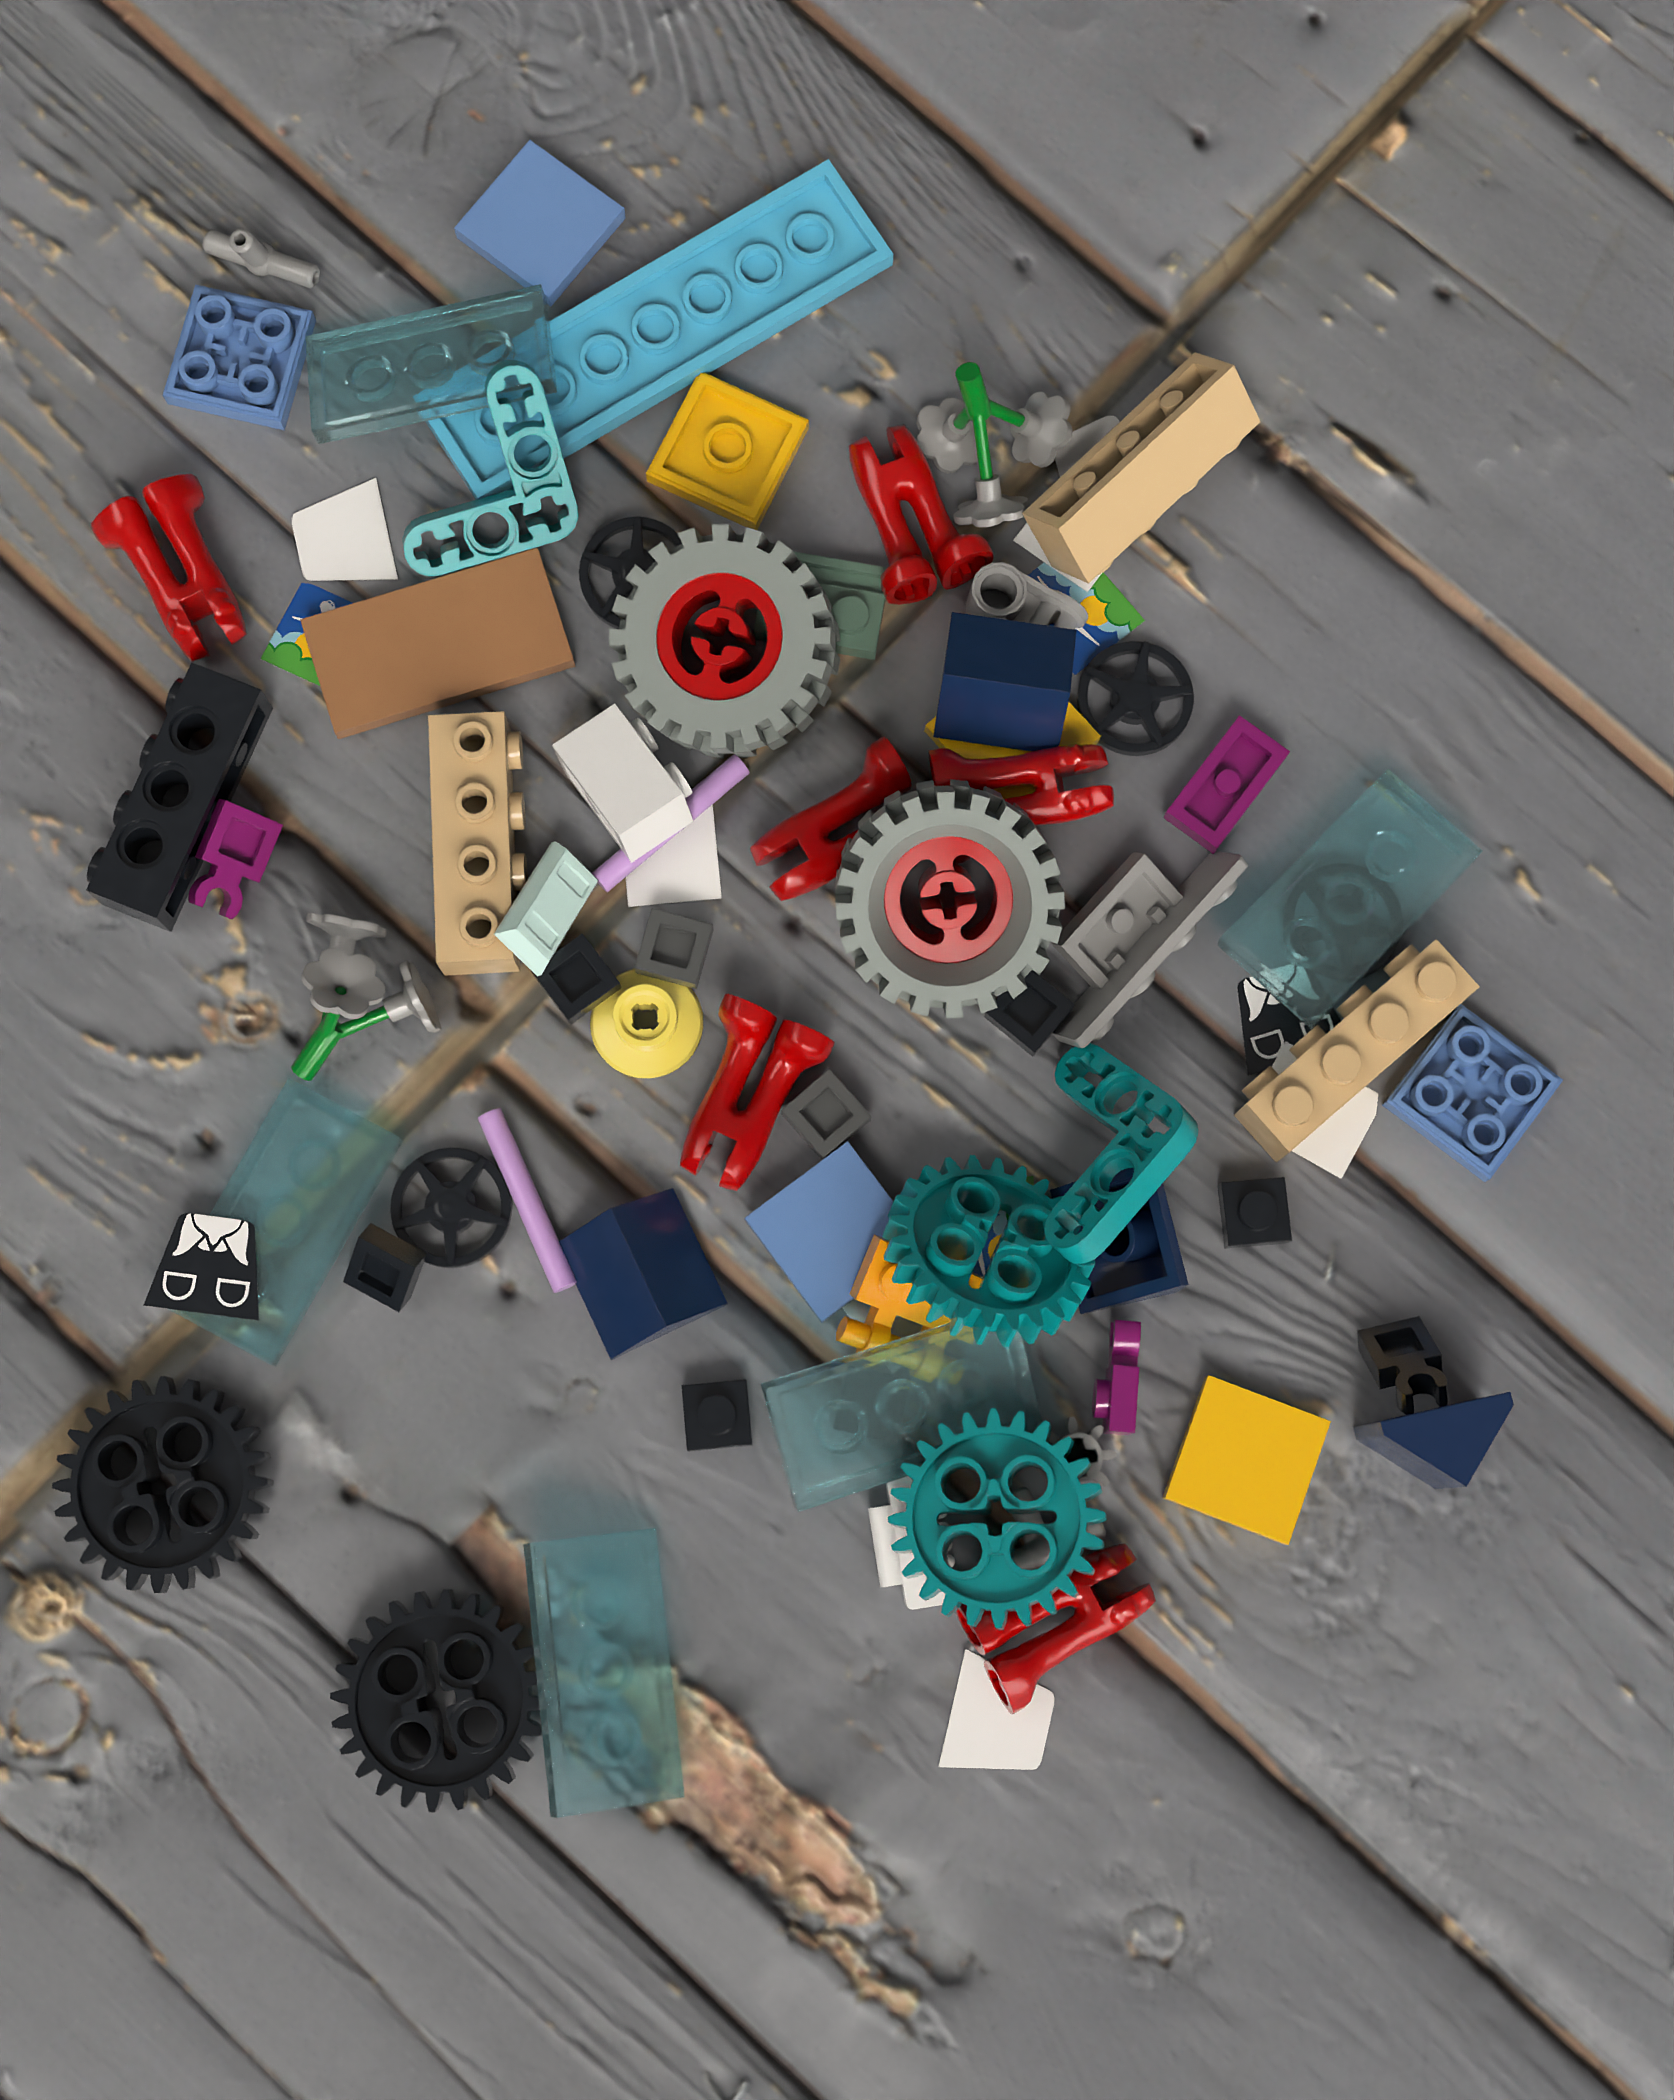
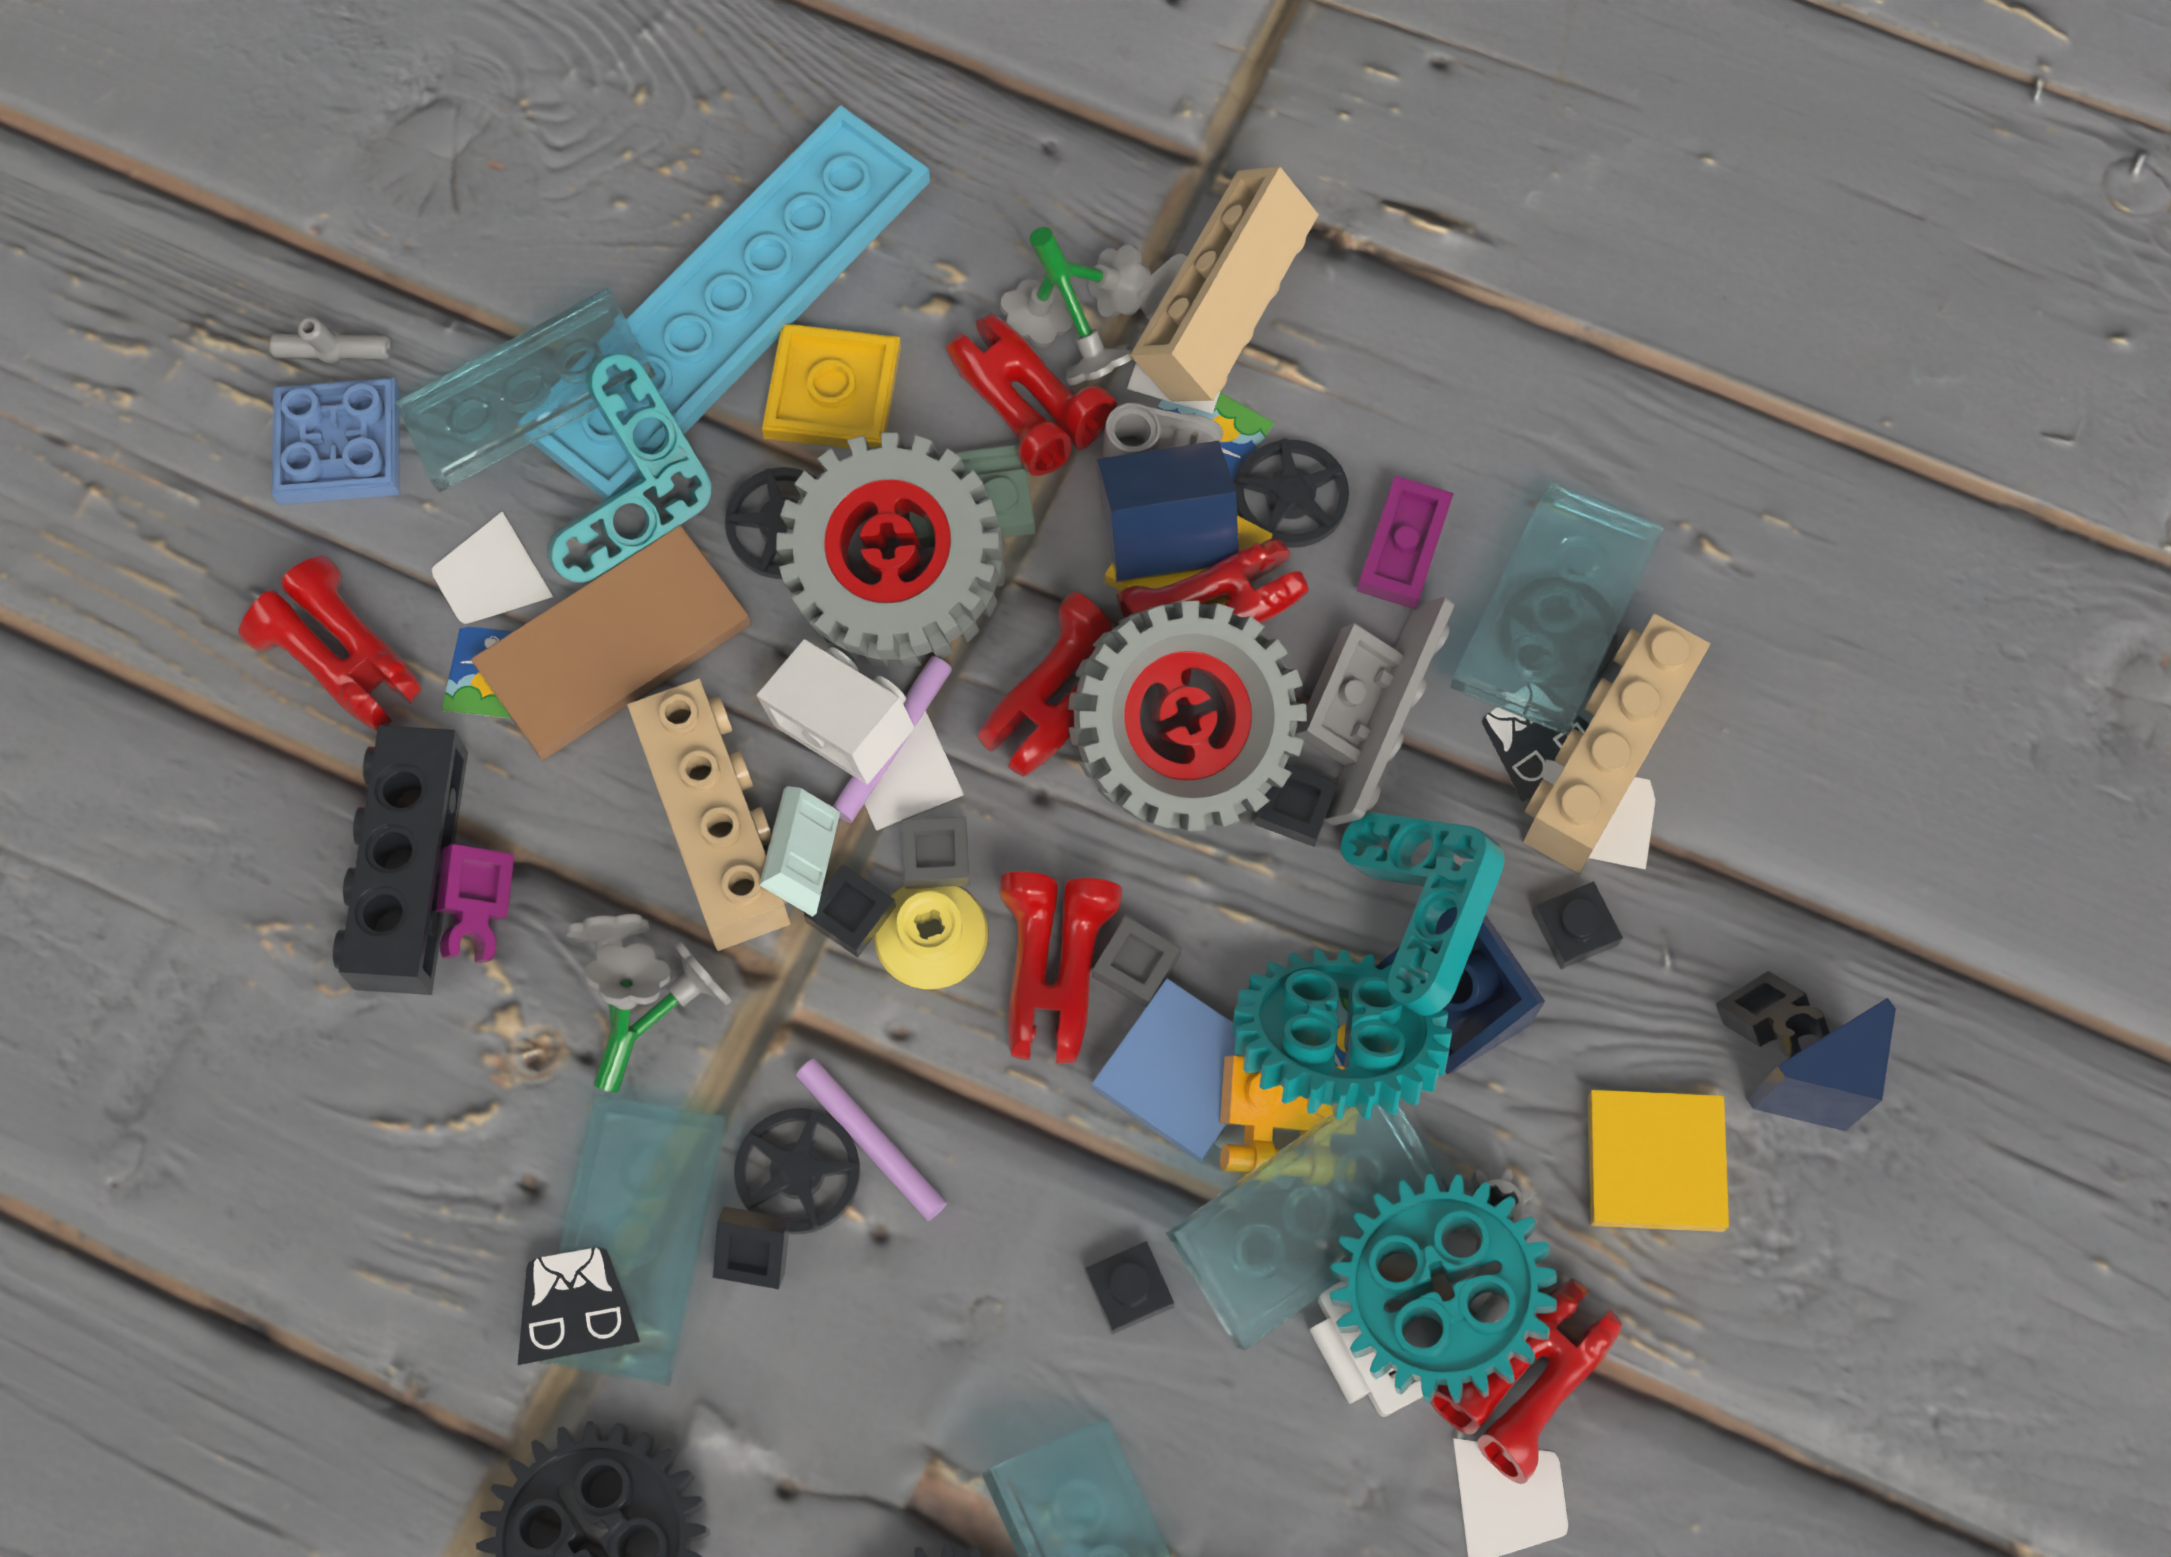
camera: 15 degrees left, 10 degrees down
(540, 222) = (587, 236): medium blue tile -> none
(641, 1272) = (1006, 1172): dark blue slope -> none
(1117, 1394) = (1512, 1136): magenta plate -> none
(1472, 1092) = (1737, 750): medium blue tile -> none

